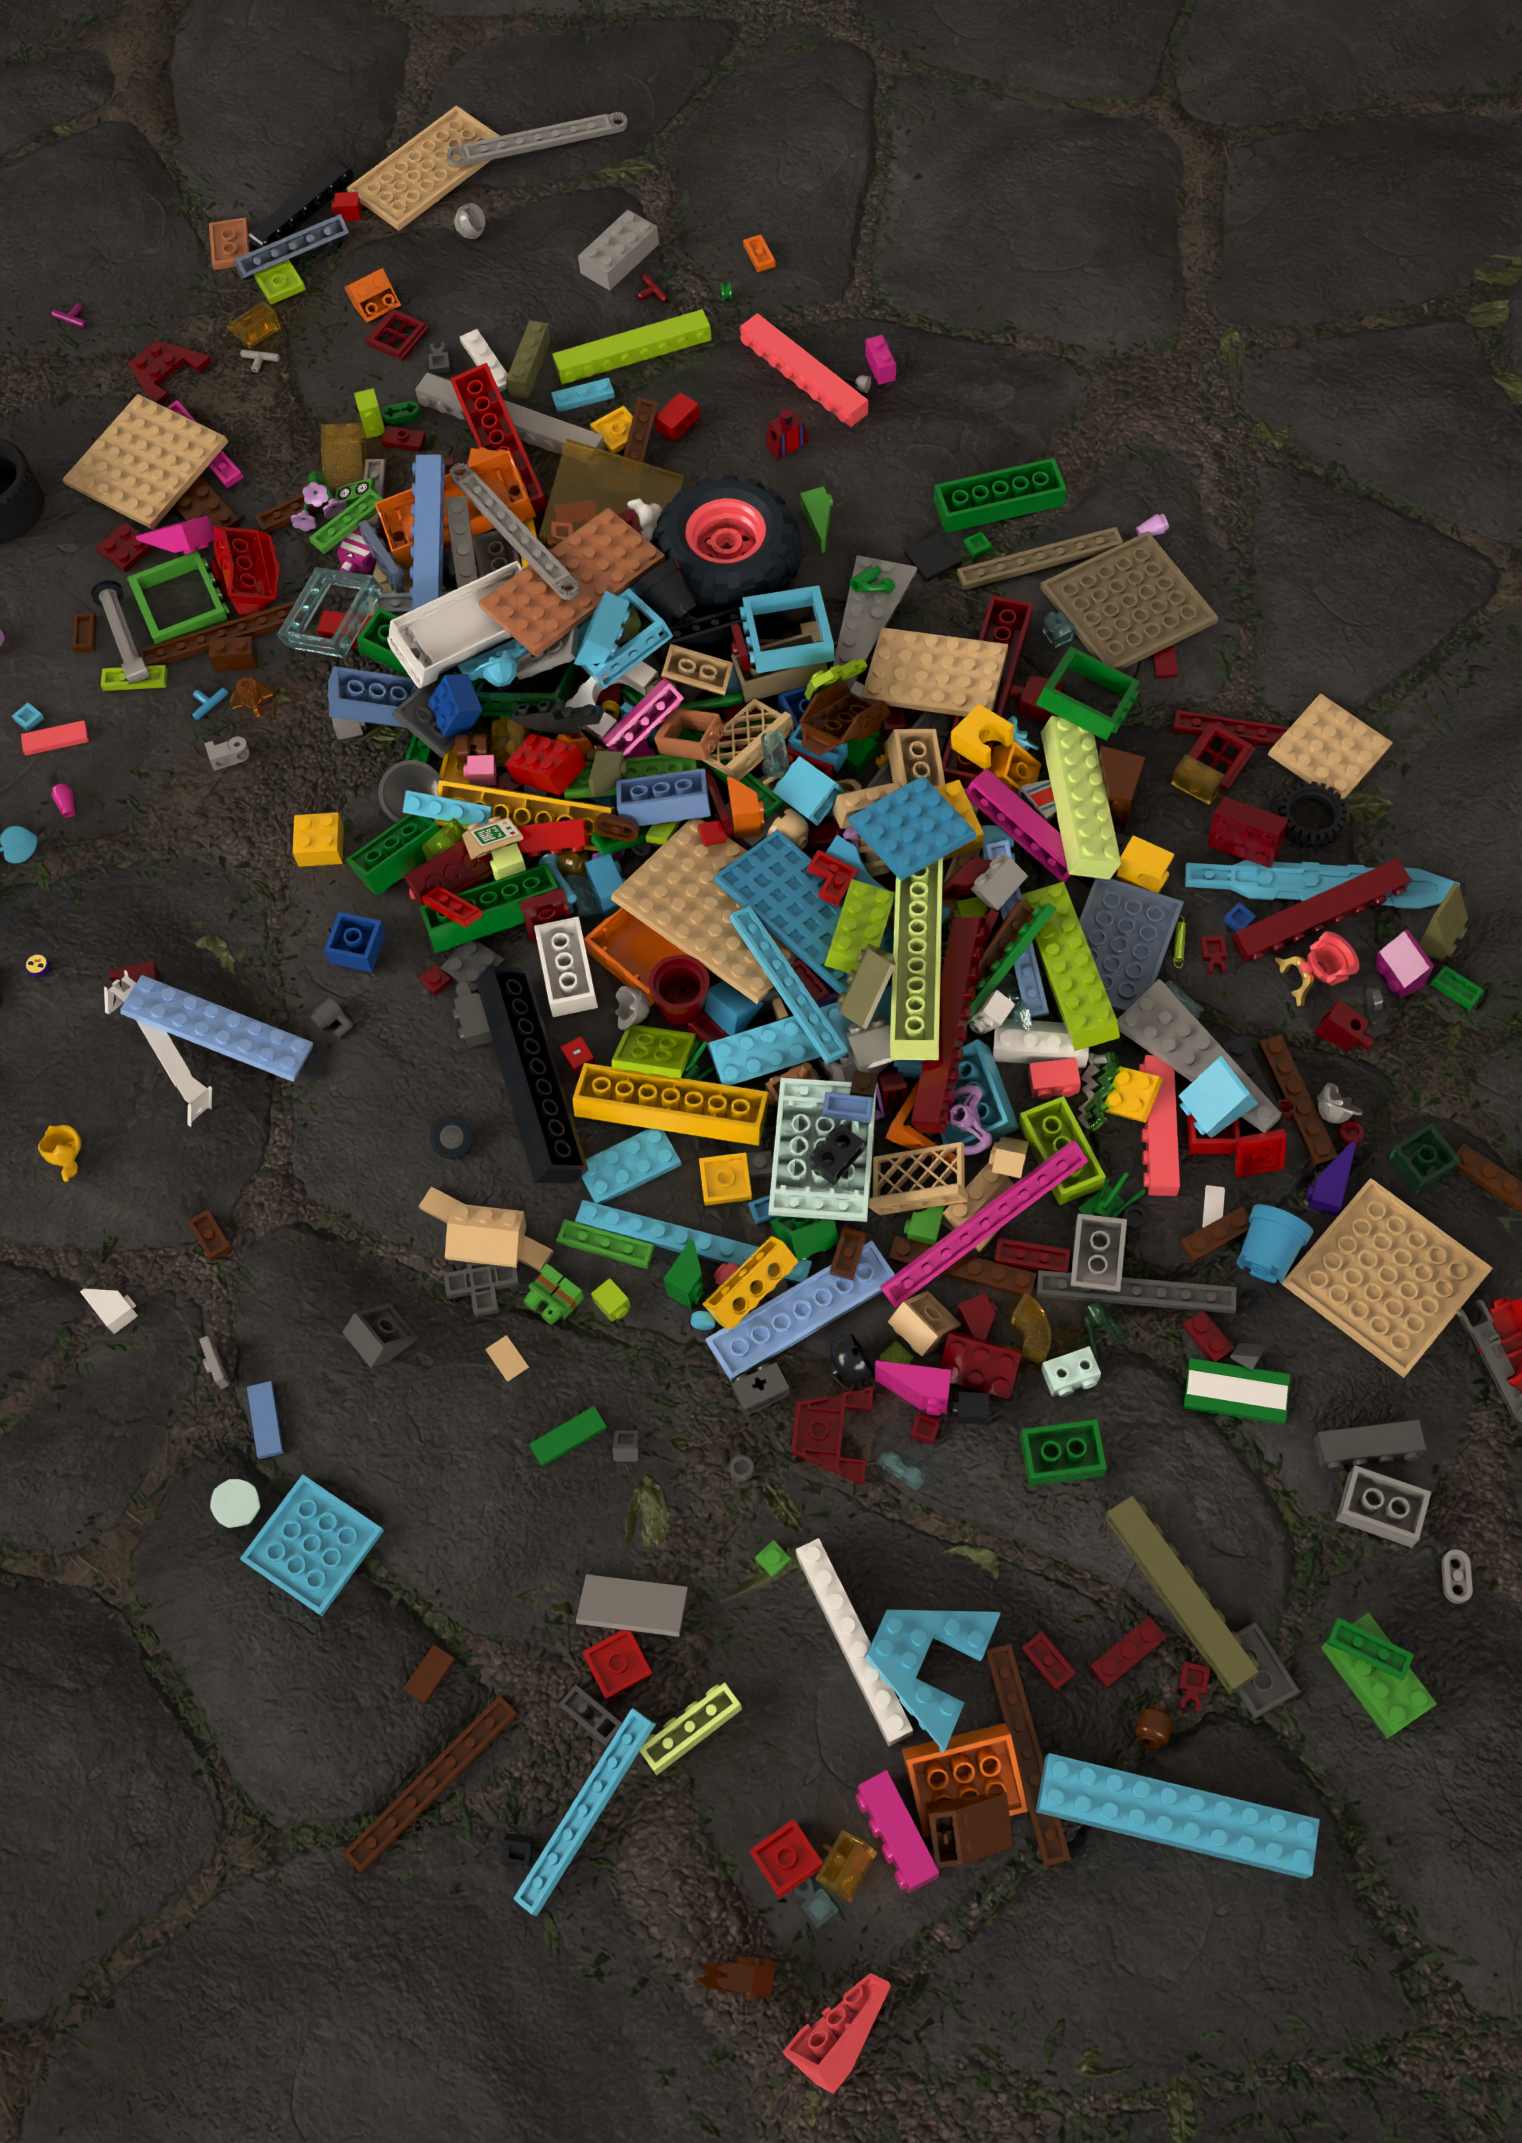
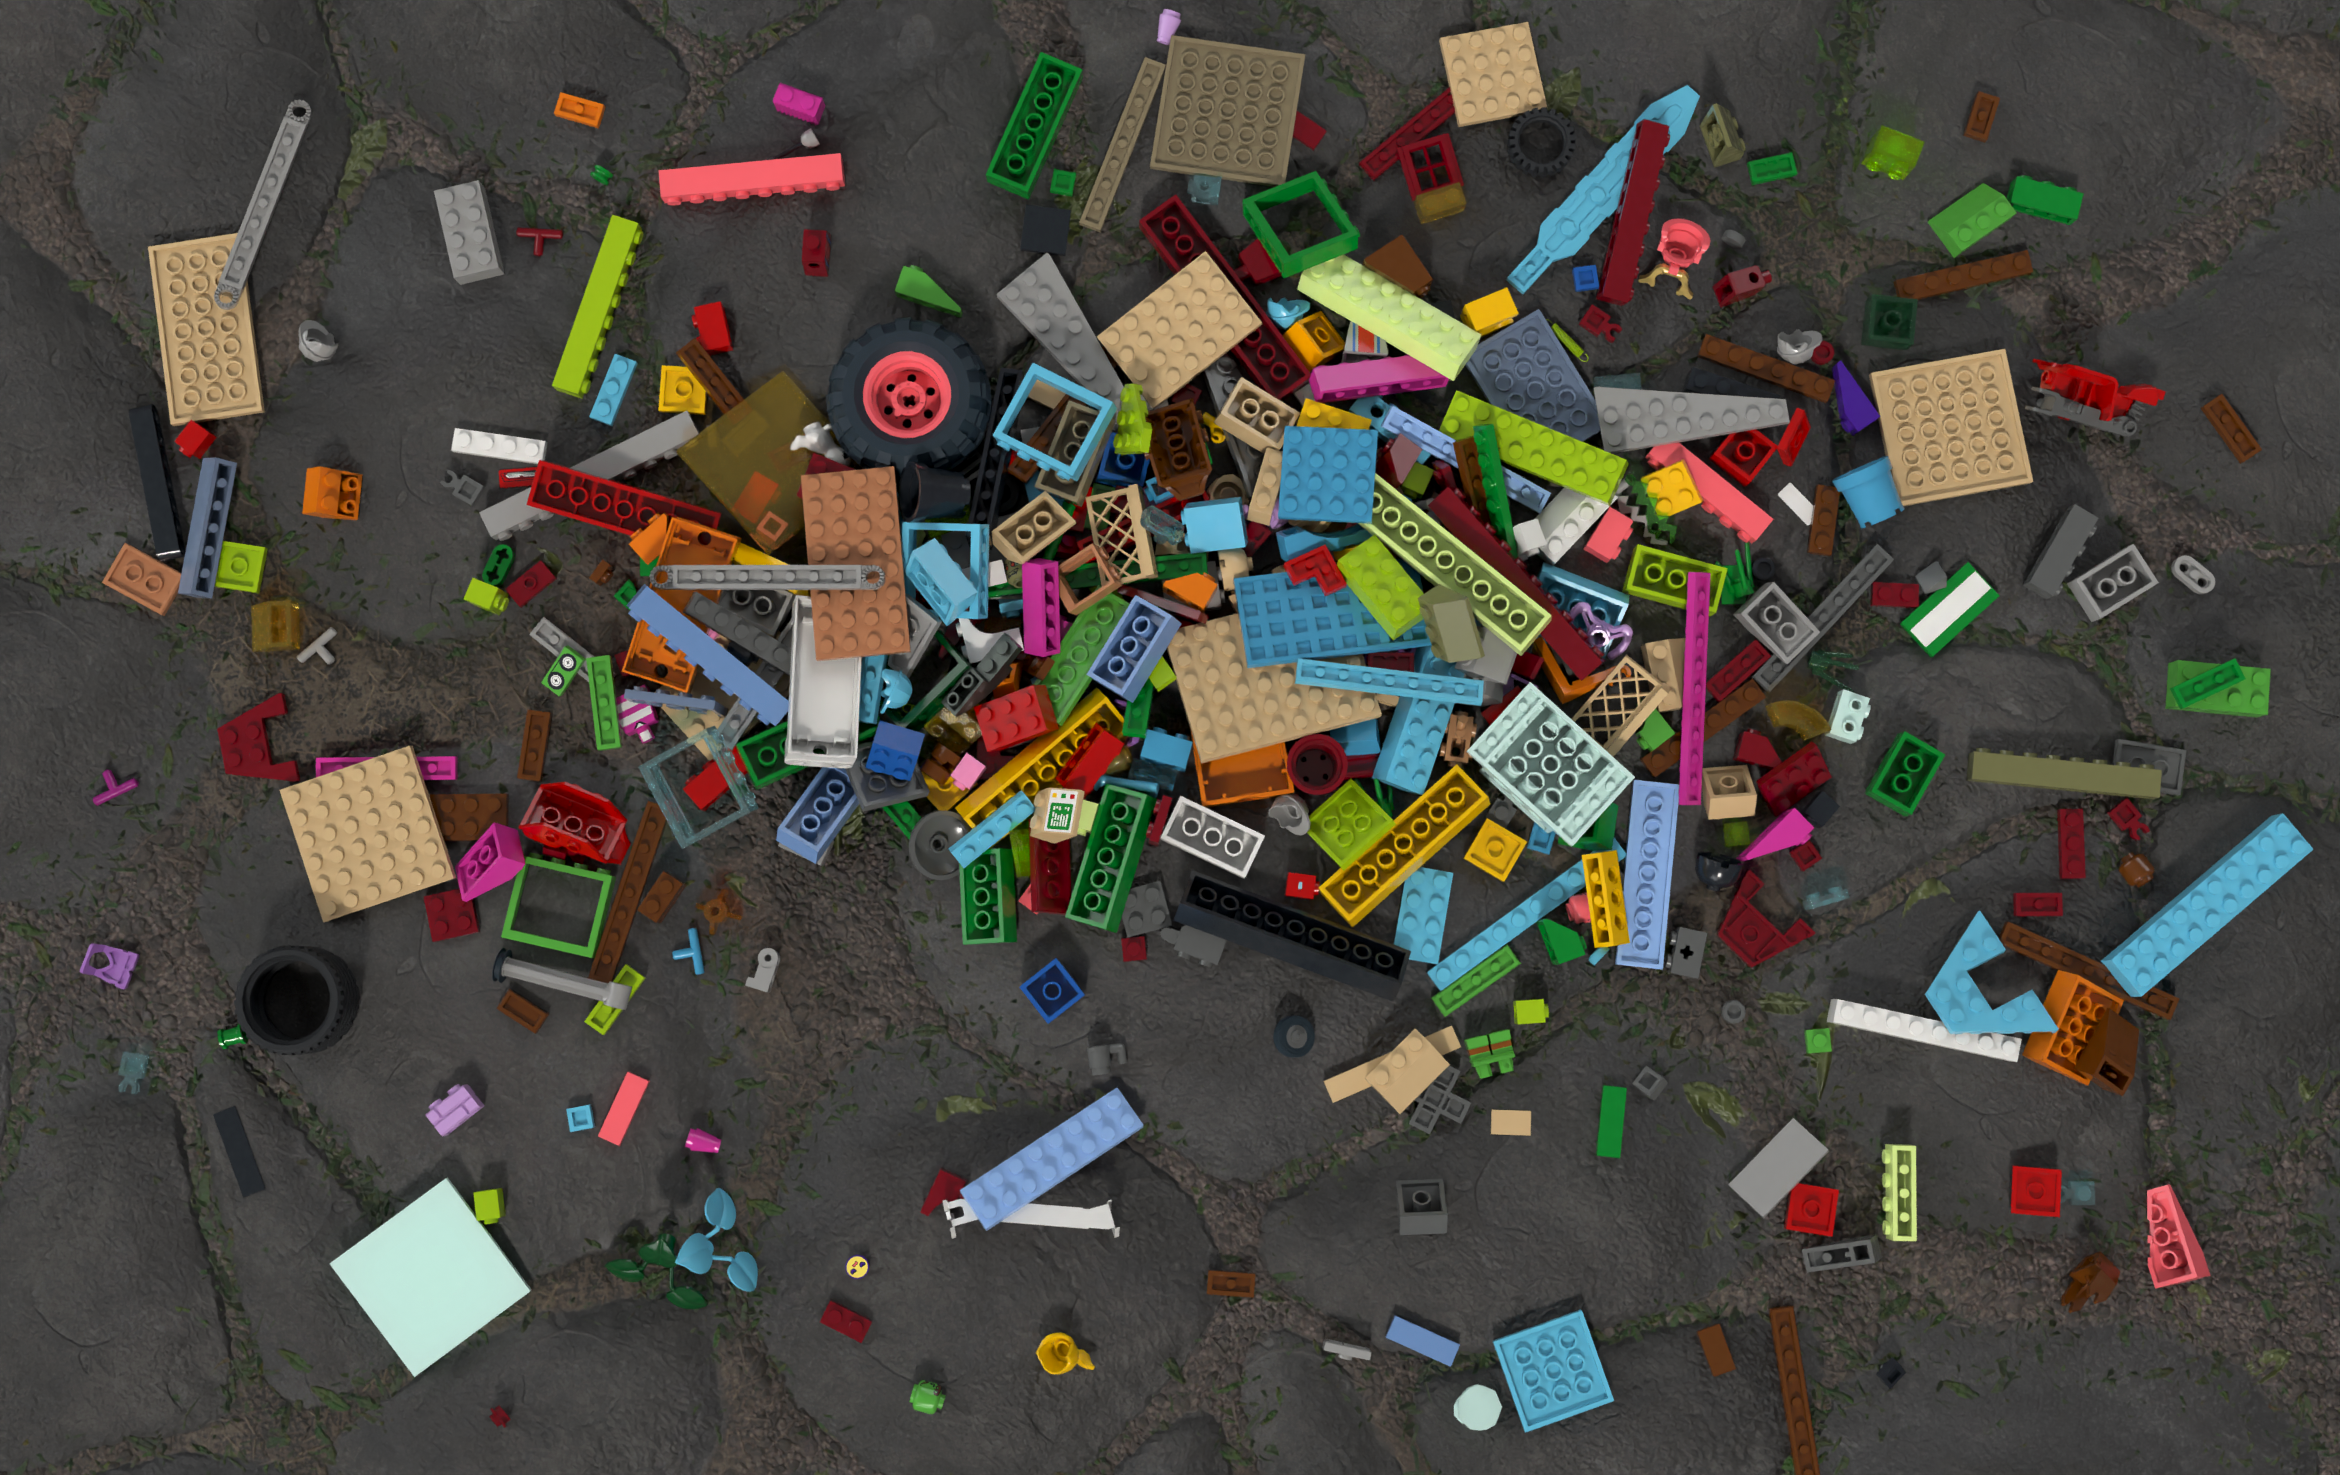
camera: 60 degrees left, 20 degrees up
(111, 1307) = (1236, 1401): white slope -> none
(316, 493) = (557, 713): lavender plant -> none
(318, 839) = (922, 953): yellow brick -> none
(343, 453) = (510, 652): clear yellow slope -> none
(410, 342) = (377, 510): dark red piece -> none
(452, 906) = (1093, 892): red tile -> none
(528, 359) = (535, 409): olive brick -> none
(584, 1812) = (1905, 1308): medium azure plate -> none
(606, 770) = (1070, 674): olive slope -> none
(612, 706) = (990, 623): yellow bush -> none
(616, 827) = (1134, 708): reddish brown plate -> none
(712, 833) = (1197, 634): red tile -> none
(739, 647) = (1039, 475): dark red plate -> none
(842, 1157) = (1577, 759): black brick -> none
(845, 1865) = (2071, 1155): clear yellow brick -> none
(847, 1107) = (1534, 720): medium blue tile -> none
(848, 1253) = (1636, 808): reddish brown plate -> none
(863, 581) = (1036, 314): green plant -> none
(863, 1084) = (1525, 693): dark brown plate -> none
(897, 1831) = (2073, 1102): dark pink brick -> none
(975, 730) = (1267, 340): yellow piece -> none
(999, 882) = (1428, 445): light grey brick -> none
(1008, 1156) = (1657, 626): tan brick -> none
(1020, 1013) = (1545, 518): clear light blue plate -> none
(1216, 1098) = (1742, 438): medium azure slope -> none
(1247, 832) = (1525, 210): dark red brick -> none
(1284, 1105) = (1775, 386): clear red hinge -> none
(1404, 965) = (1727, 194): slope -> none

